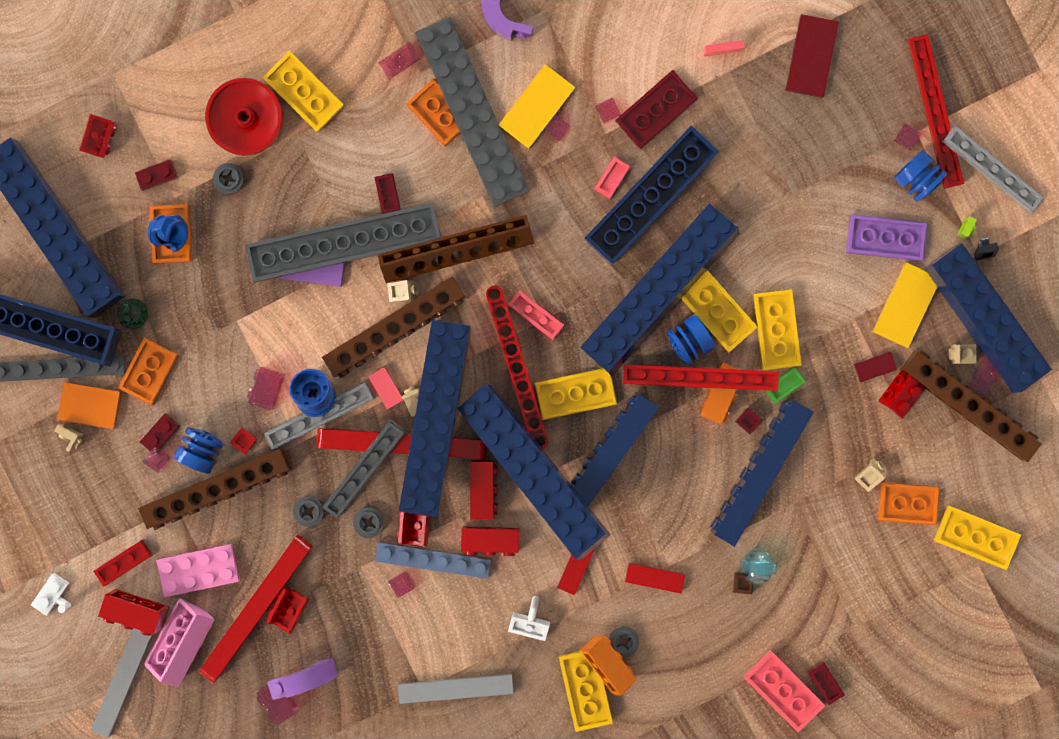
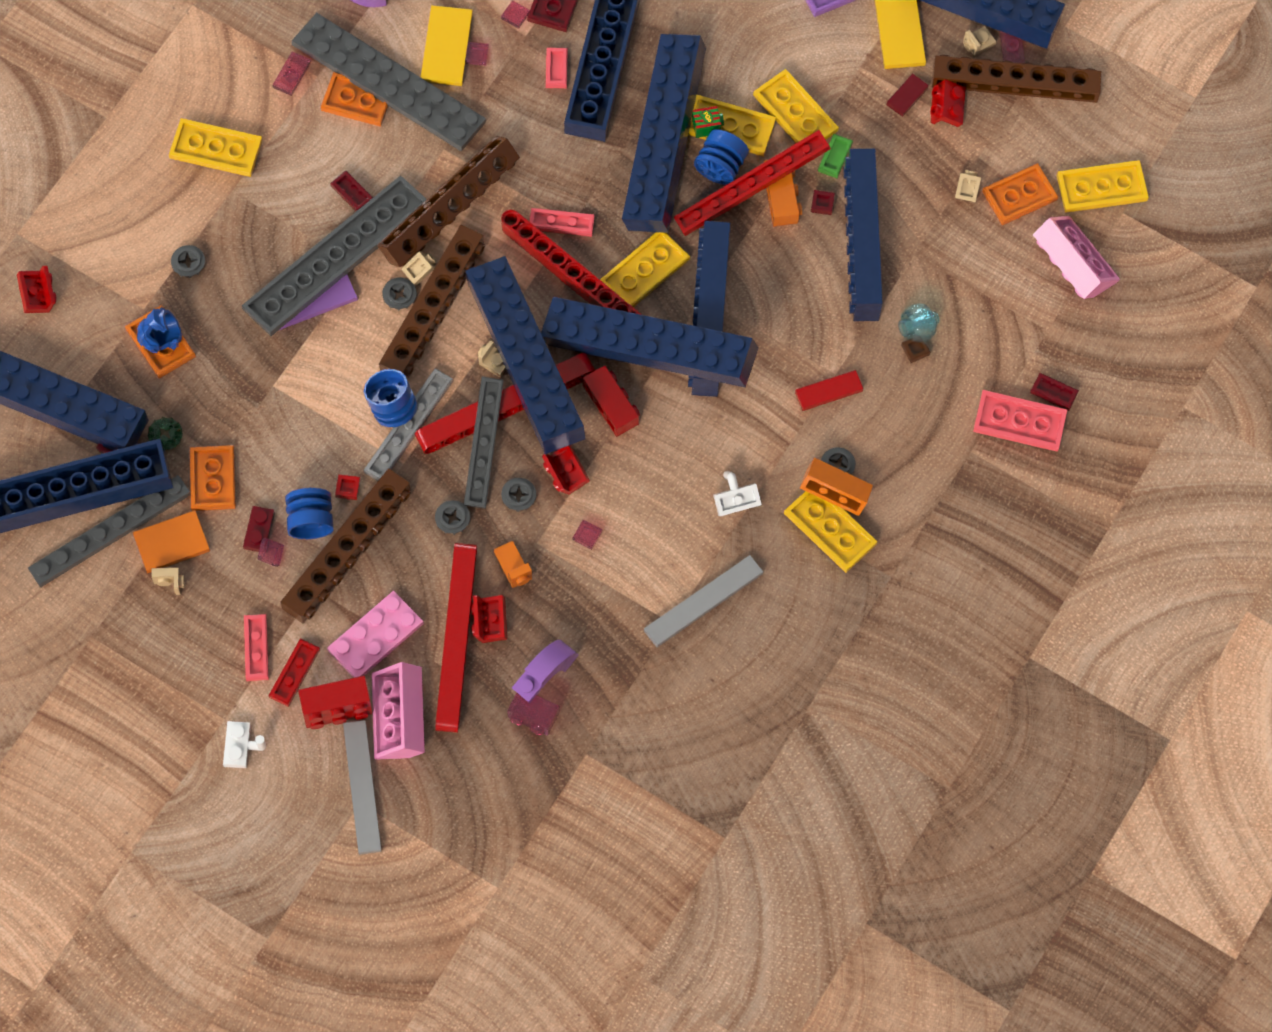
camera: 35 degrees left, 20 degrees down
(106, 527) = (256, 647): none -> coral tile
(156, 175) = (114, 297): dark red plate -> none
(235, 101) = (172, 195): red dish -> none
(265, 388) = (341, 425): clear pink brick -> none
(330, 578) = (513, 565): none -> orange bracket
(365, 300) = (398, 285): none -> dark grey gear
(385, 388) = (458, 364): coral tile -> none
(432, 560) = (604, 494): sand blue plate -> none
(490, 540) = (648, 441): red brick -> none
(573, 573) = (746, 420): red tile -> none
(699, 302) = (706, 120): none -> green brick
(916, 585) = (1075, 256): none -> bright pink slope

